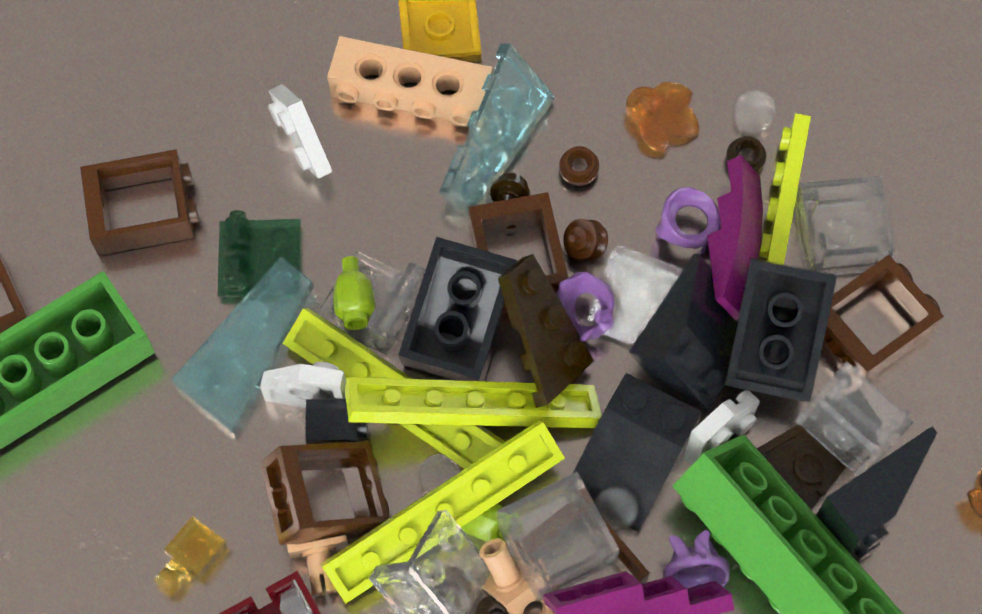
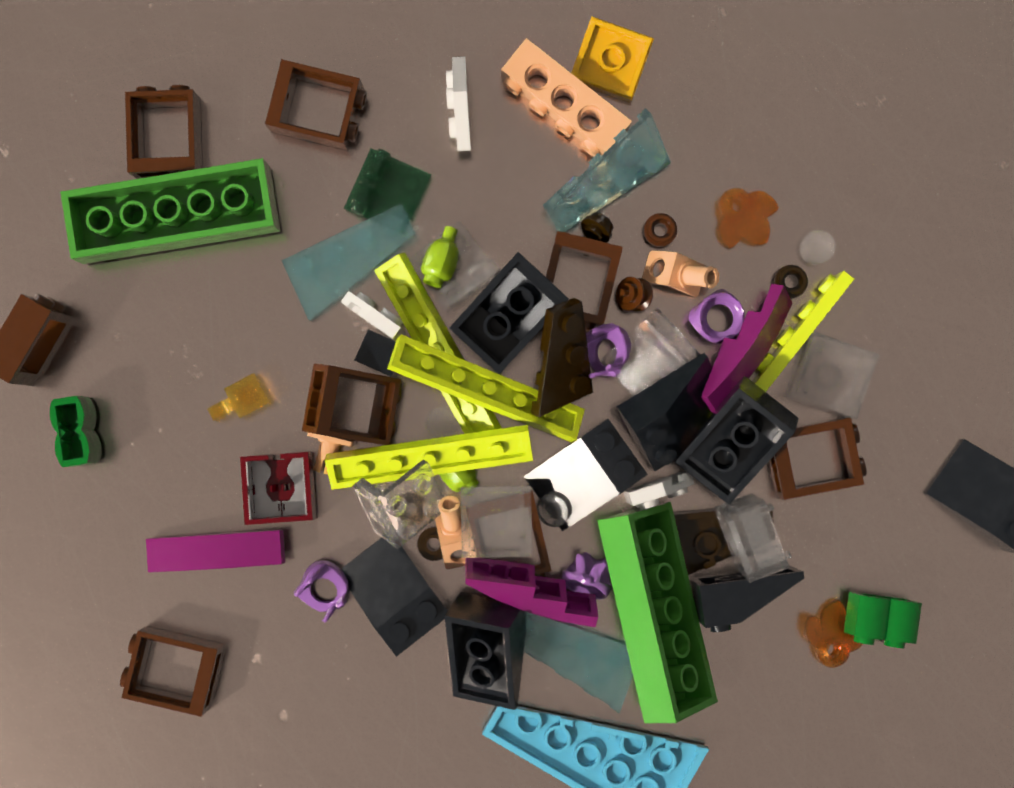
camera: 25 degrees right, 20 degrees up
(625, 194) = (680, 273): none -> light nougat bracket

